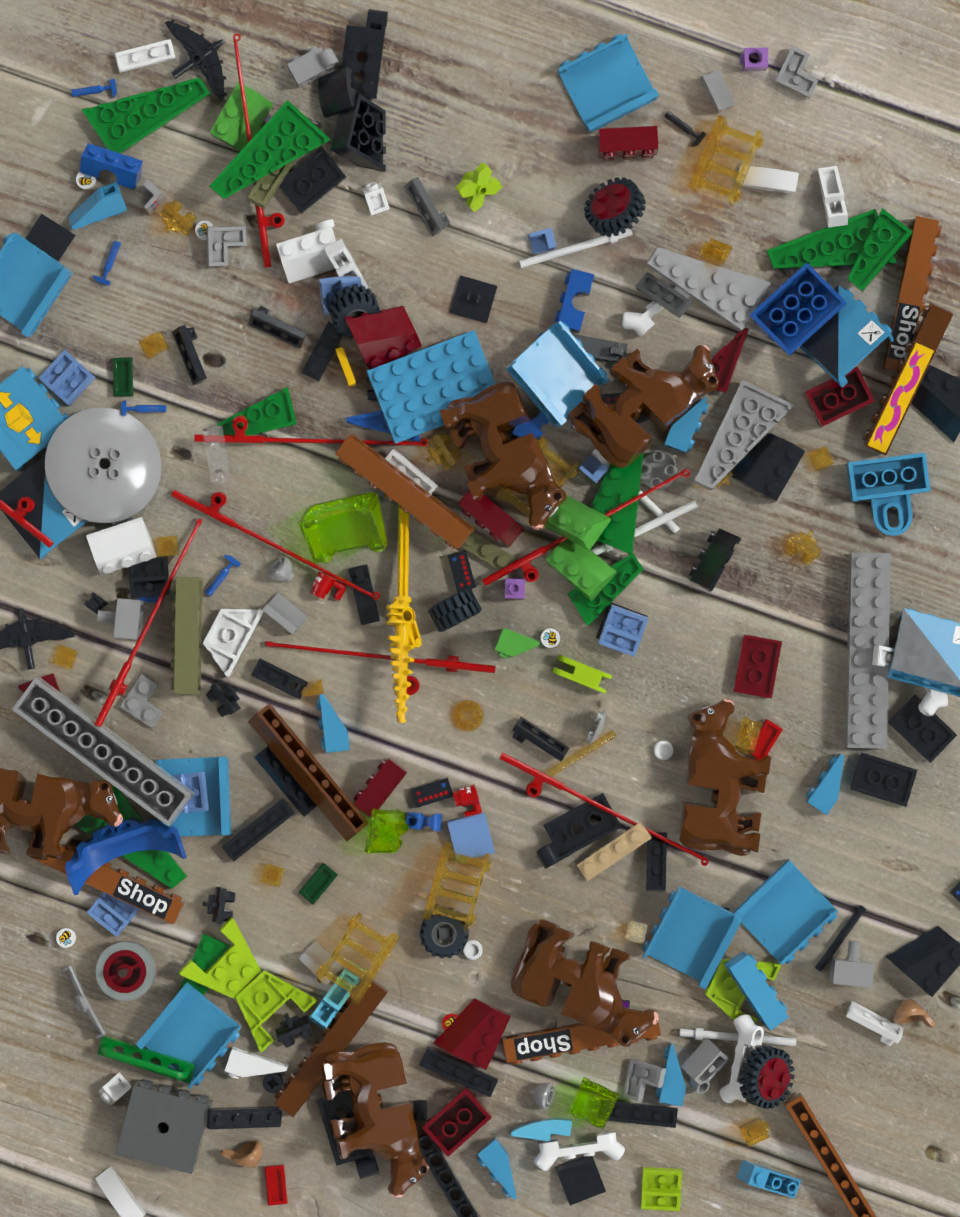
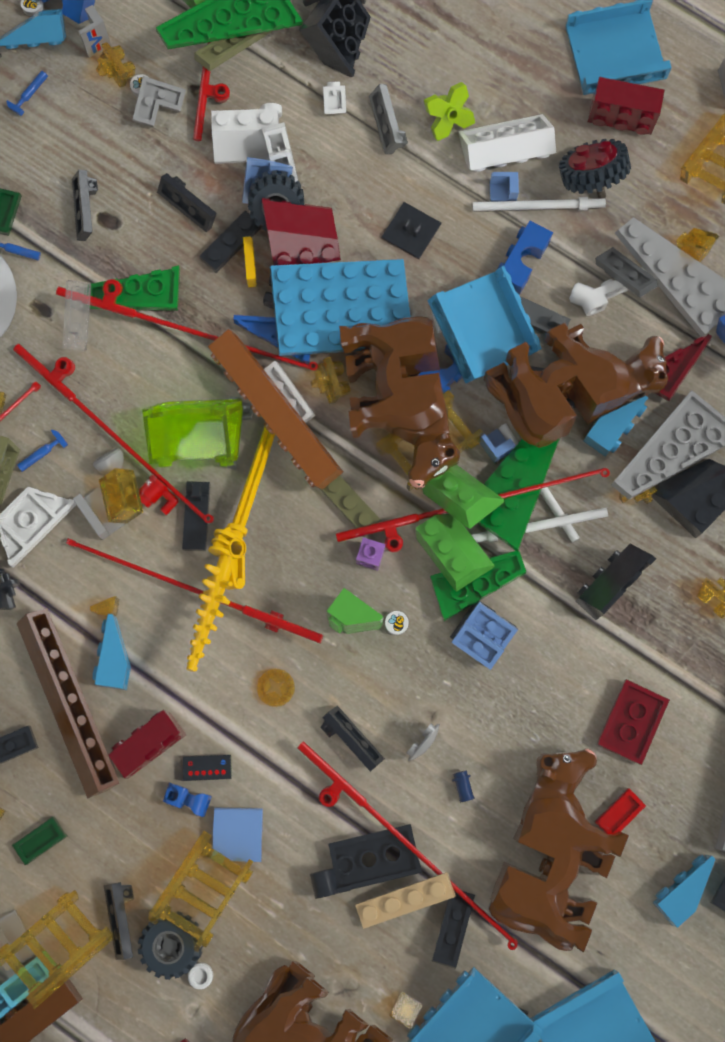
camera: 10 degrees right, 10 degrees down
(154, 345) = (48, 187): clear yellow slope -> none
(278, 678) = (68, 584): black plate -> none
(285, 781) = (38, 706): black plate -> none
(300, 596) = (120, 495): none -> clear yellow brick
(312, 180) = (271, 63): black plate -> none
(385, 831) = (136, 798): clear neon green slope -> none
(391, 910) = (115, 897): none -> black hinge
(411, 690) = (219, 636): red tile -> none
(454, 610) = (293, 557): black wheel -> none
(461, 571) = (315, 519): black tile -> none
(468, 796) = (247, 784): red piece -> none
(491, 517) = (366, 465): dark red wedge -> none
(534, 198) = (508, 142): none -> white slope
(581, 673) = (422, 674): lime piece -> none
(582, 753) = (397, 769): clear yellow bar -> none
(636, 752) = (463, 786): none -> dark blue pin
(657, 468) = (571, 461): light grey dish -> none
(663, 750) = (495, 792): white tile -> none
(684, 127) = (690, 114): black piece -> none
(748, 736) = (603, 802): clear yellow hips -> none

